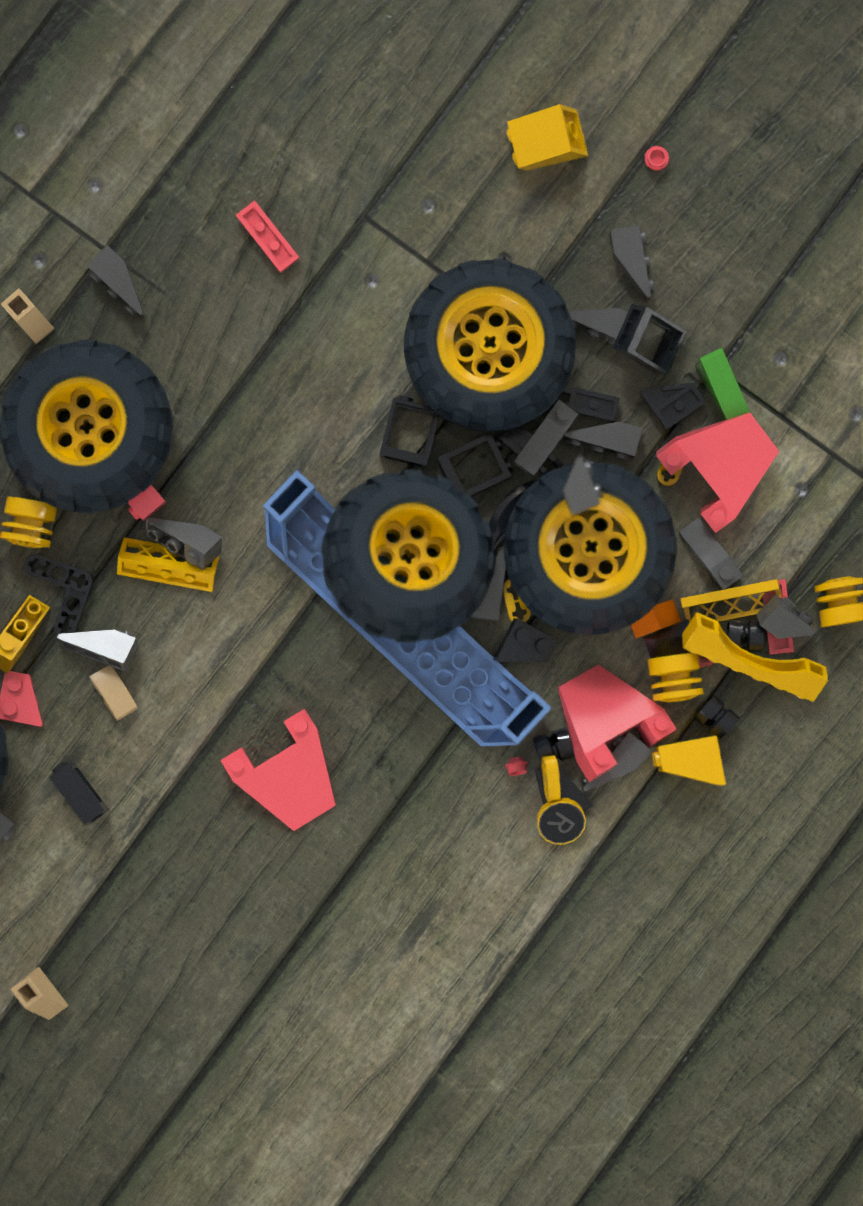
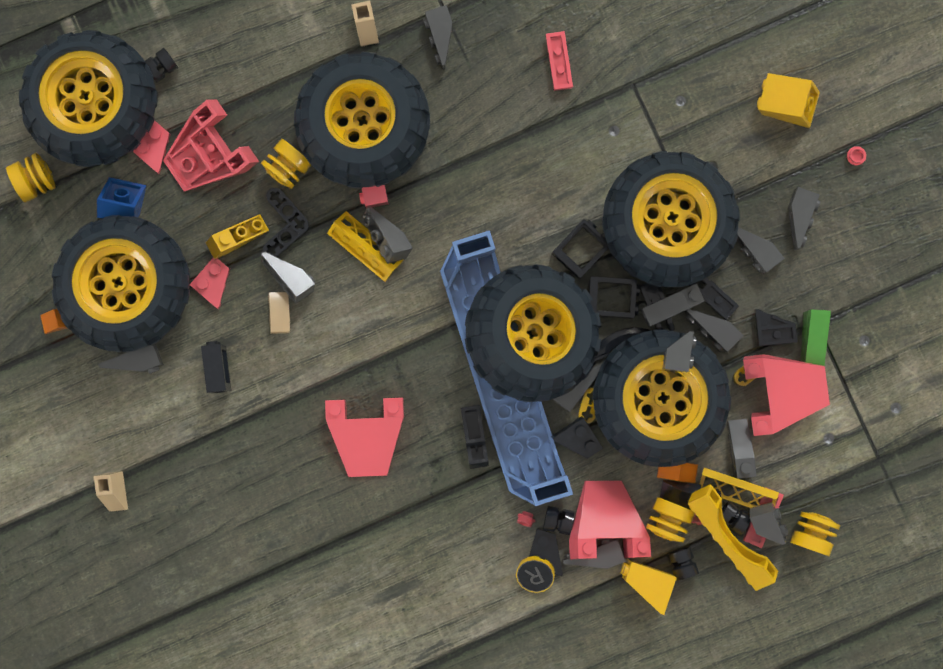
camera: 30 degrees right, 0 degrees up
(408, 707) = (474, 436): none -> black slope
(551, 778) = (545, 541): yellow beam -> none
(633, 330) = (774, 265): black window -> none

